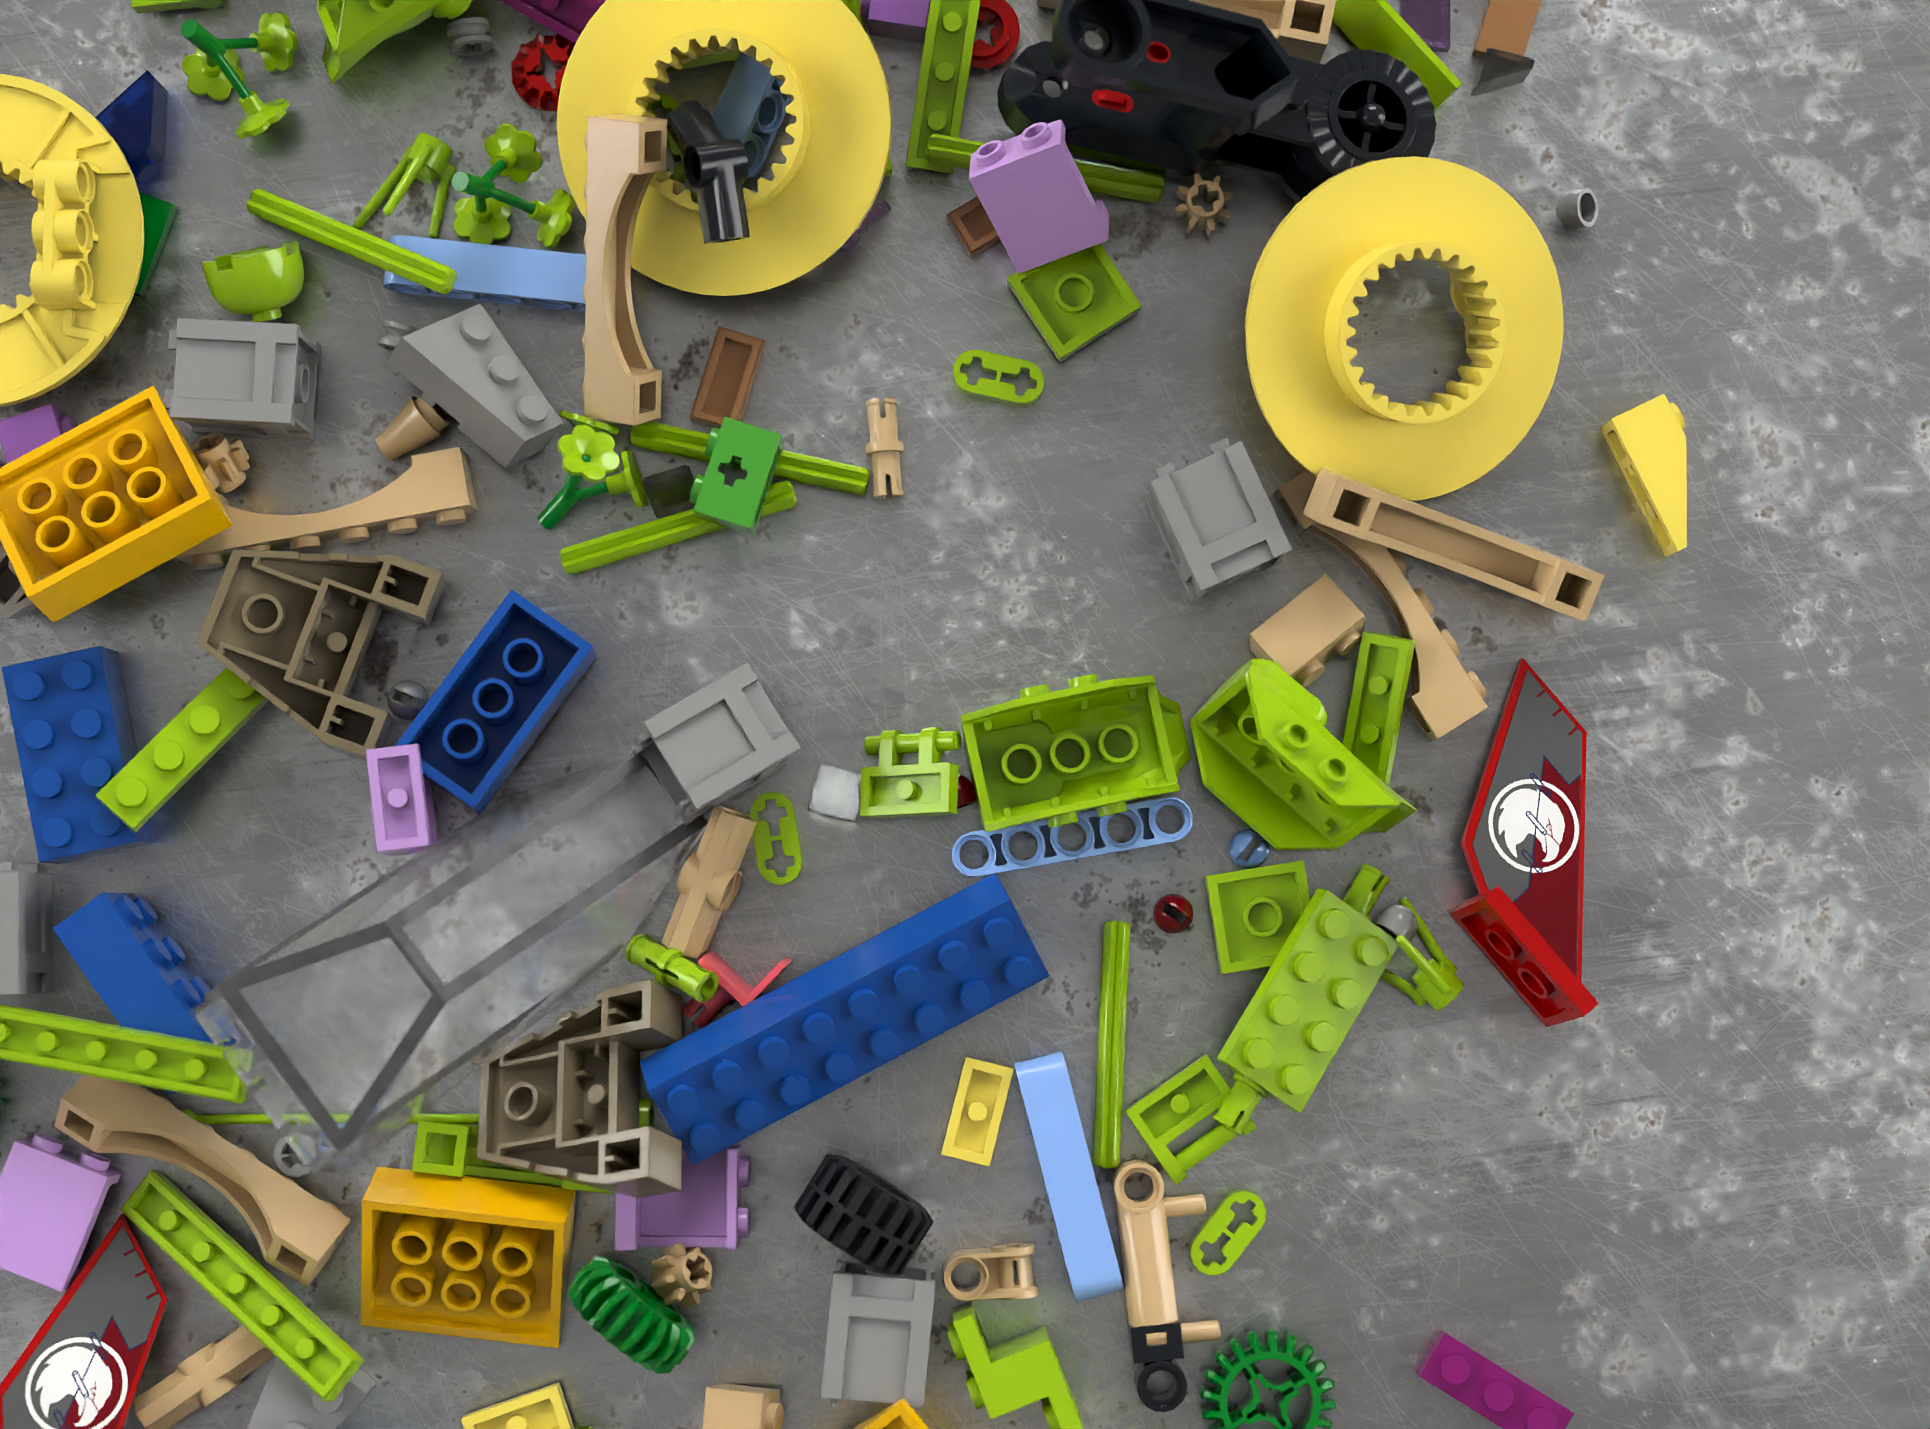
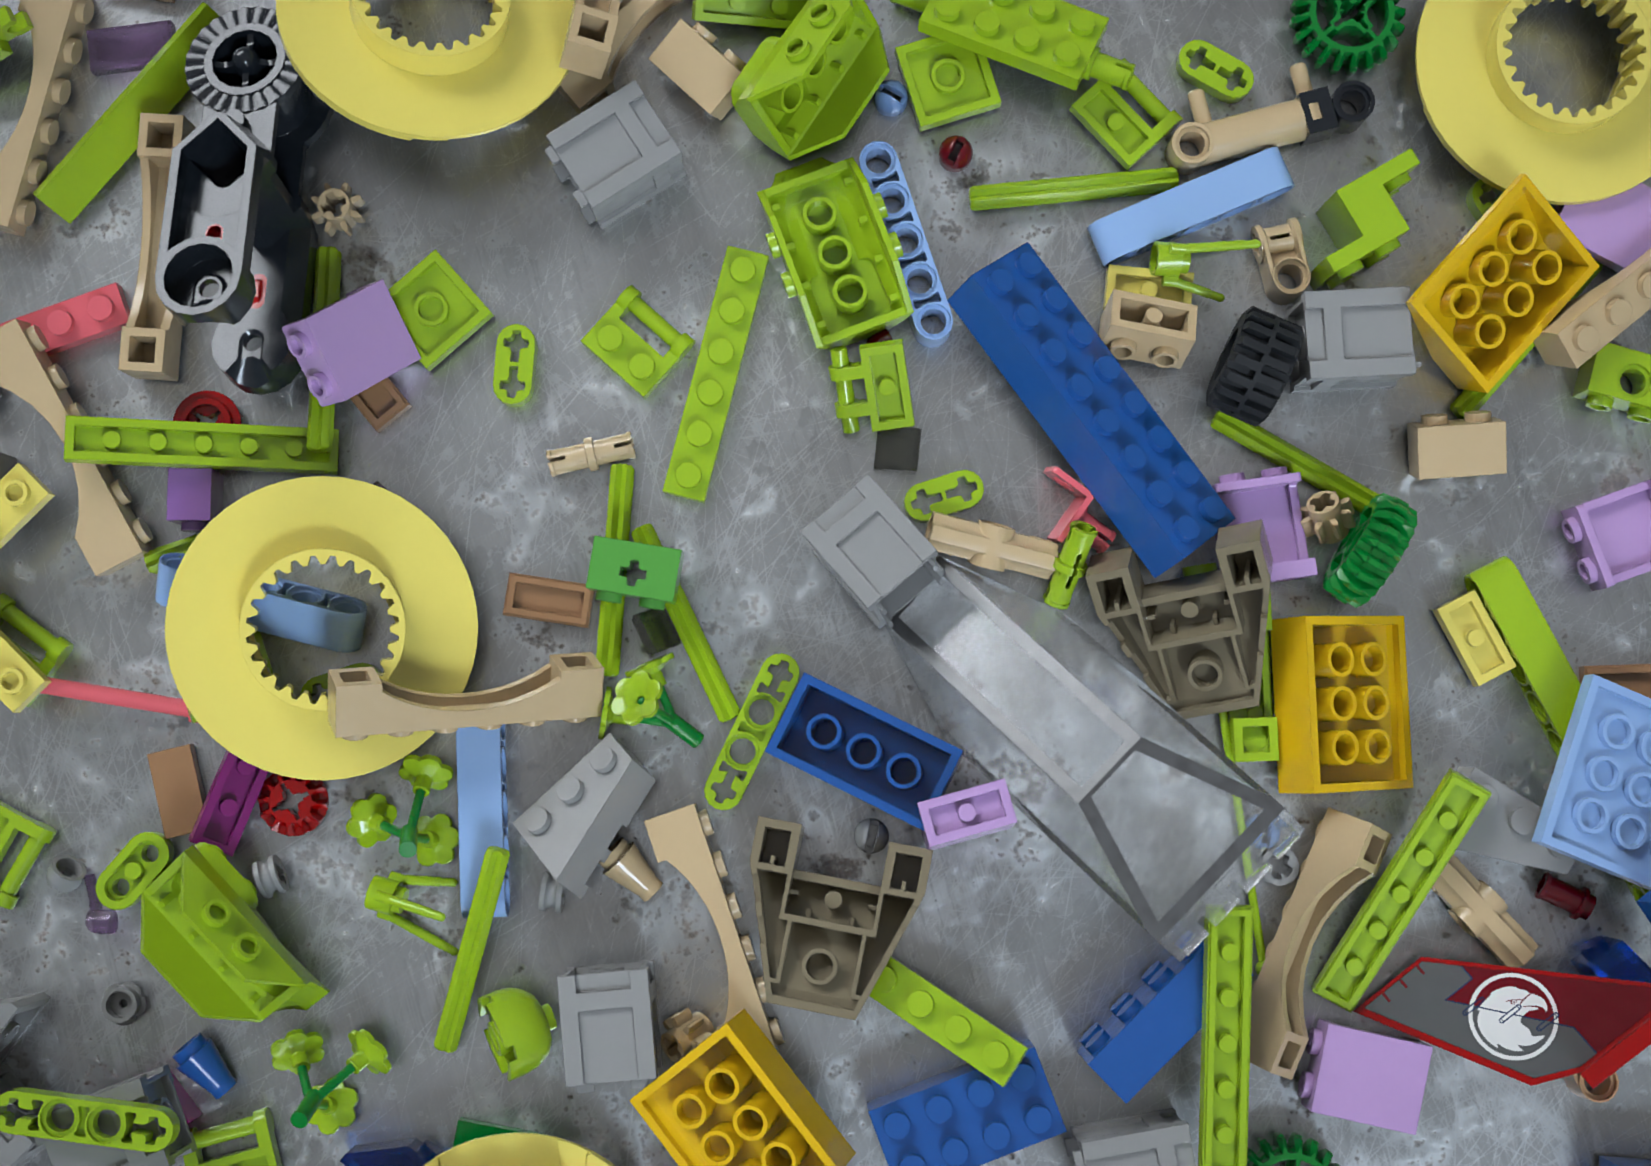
camera: 100 degrees left, 0 degrees up
(546, 581) = (757, 734): none -> lime beam
(714, 169) = (367, 622): black piece -> none
(748, 1259) = (1296, 460): none -> lime axle
(928, 1100) = (1148, 328): none -> tan brick
(955, 601) = (716, 374): none -> lime plate
(994, 507) = (627, 352): none -> lime plate
(1007, 1143) = (1173, 258): none -> lime plant

